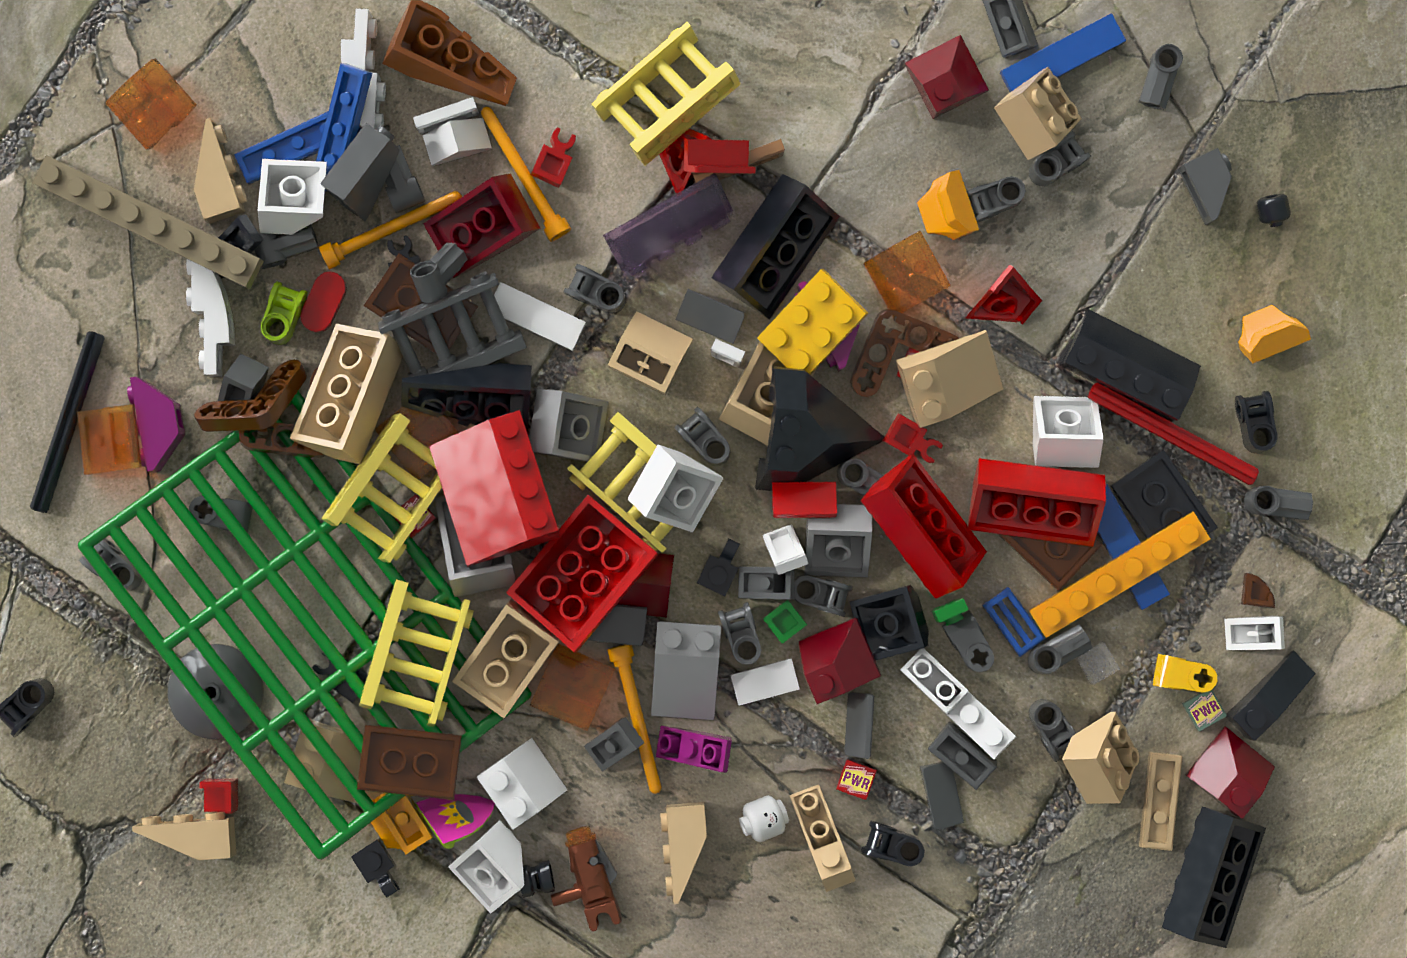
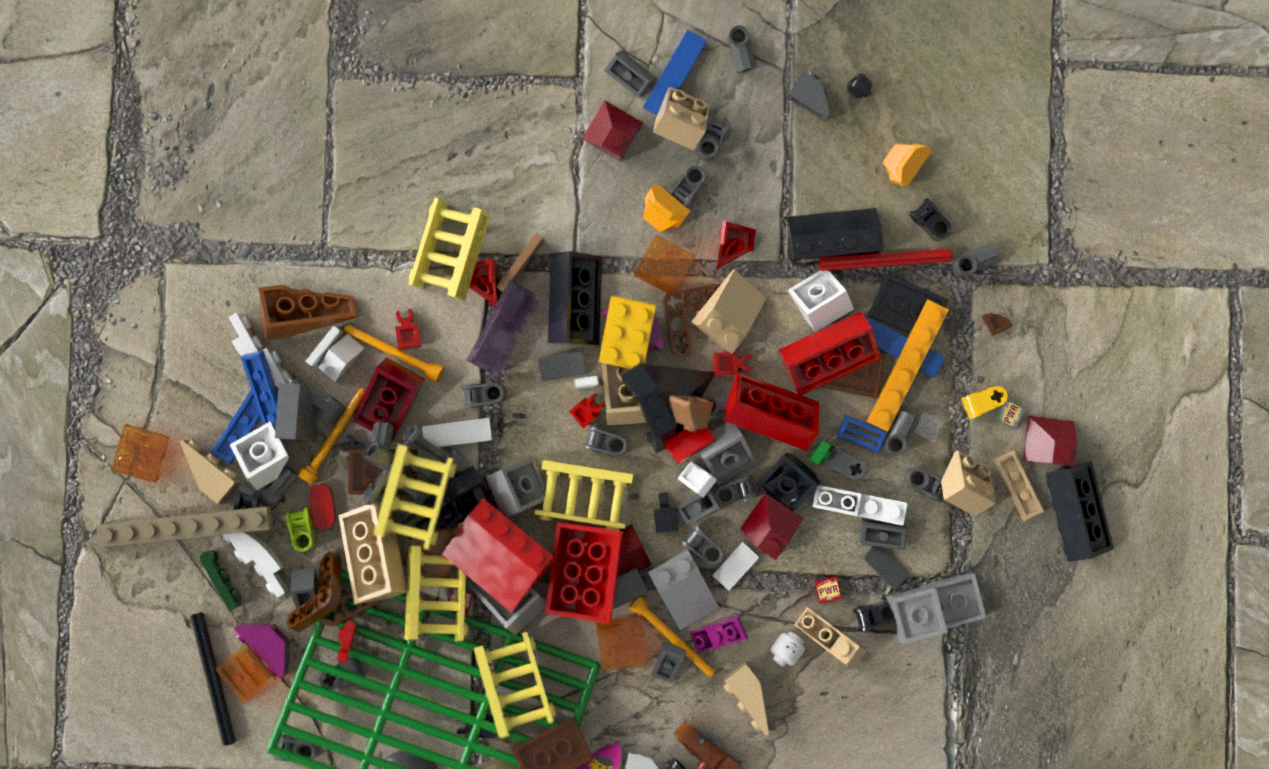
camera: 30 degrees left, 0 degrees up
(151, 309) = (220, 579): none -> dark green plate
(255, 472) = (346, 636): none -> red plate
(410, 346) = (398, 480): none -> light yellow fence
(506, 659) = (571, 653): tan slope -> none
(522, 783) = (628, 721): white slope -> none
(650, 353) = (539, 411): tan slope -> none
(674, 489) = (607, 485): white slope -> none
(706, 386) = (586, 410): none -> red plate
(717, 156) = (505, 268): red panel -> none
(784, 621) = (724, 522): green plate -> none
(829, 465) = (691, 411): none -> medium nougat slope
(859, 724) = (808, 555): dark grey slope -> none
(972, 882) = (937, 606): none -> light grey piece
(1254, 633) = (1011, 348): white slope -> none
(1270, 697) = (1044, 381): black slope -> none

